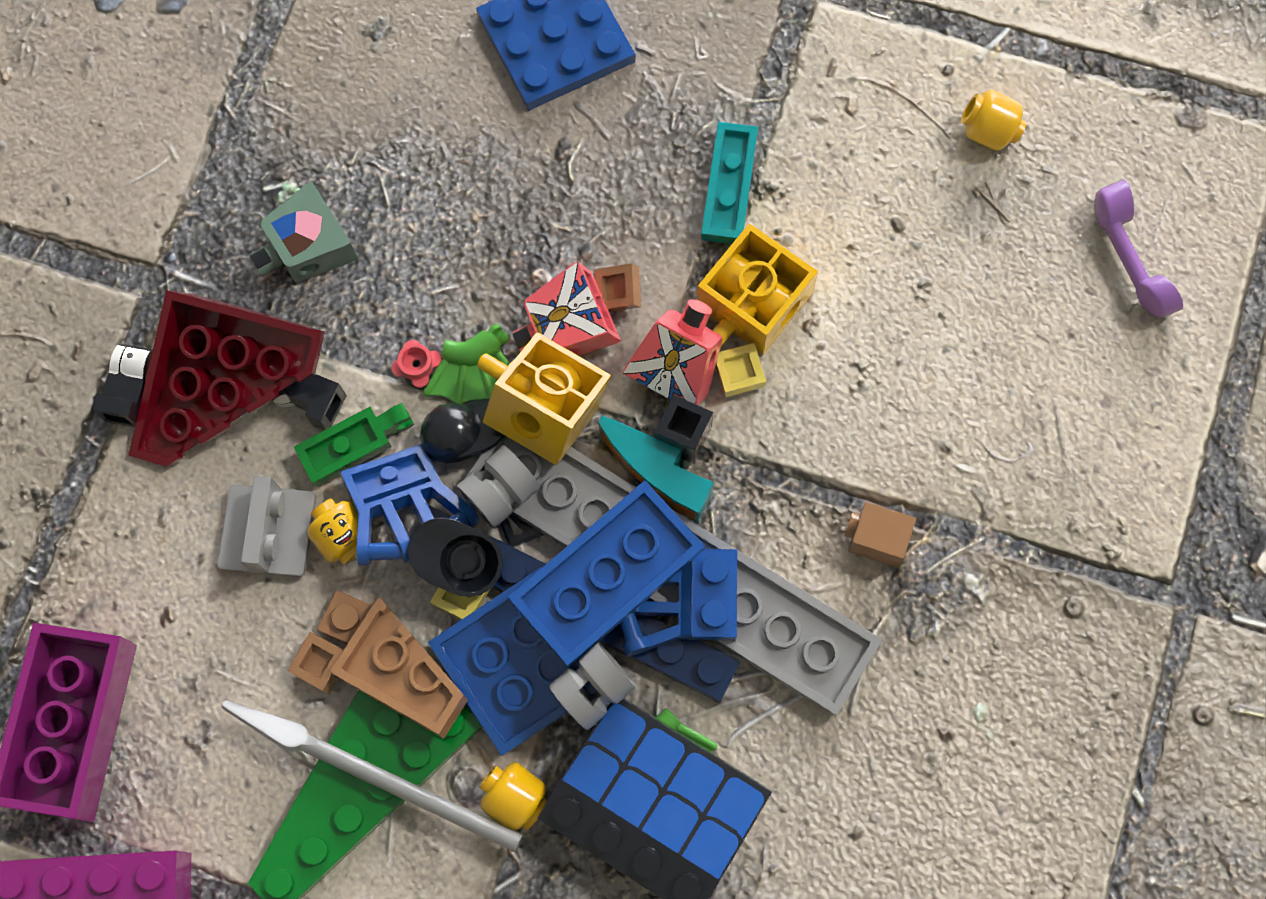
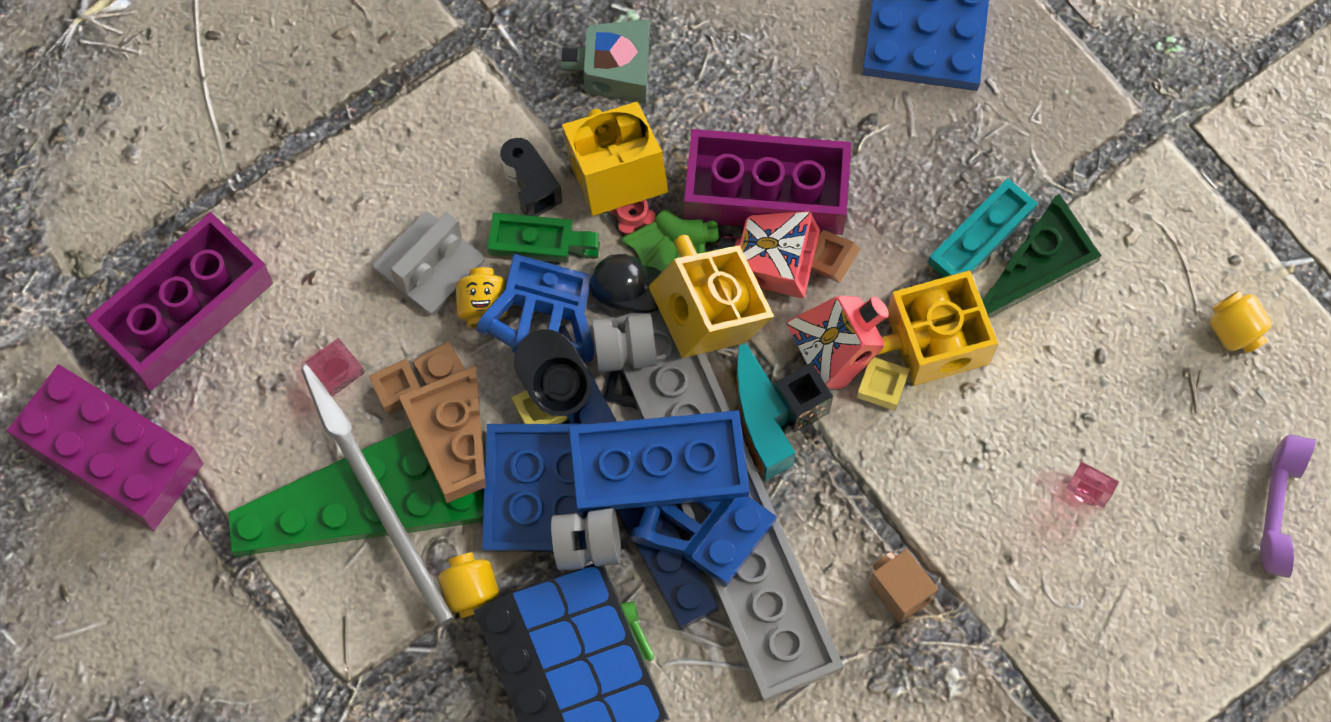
camera: 30 degrees right, 5 degrees down
(123, 385) = (402, 86): black leg -> none
(213, 368) = (473, 113): dark red slope -> none
(250, 683) = (335, 367): none -> clear pink plate
(371, 325) = (615, 158): none -> yellow piece
(512, 255) = (766, 174): none -> magenta brick
(797, 166) = (1049, 255): none -> dark green wing
(973, 341) = (1092, 485): none -> clear pink plate

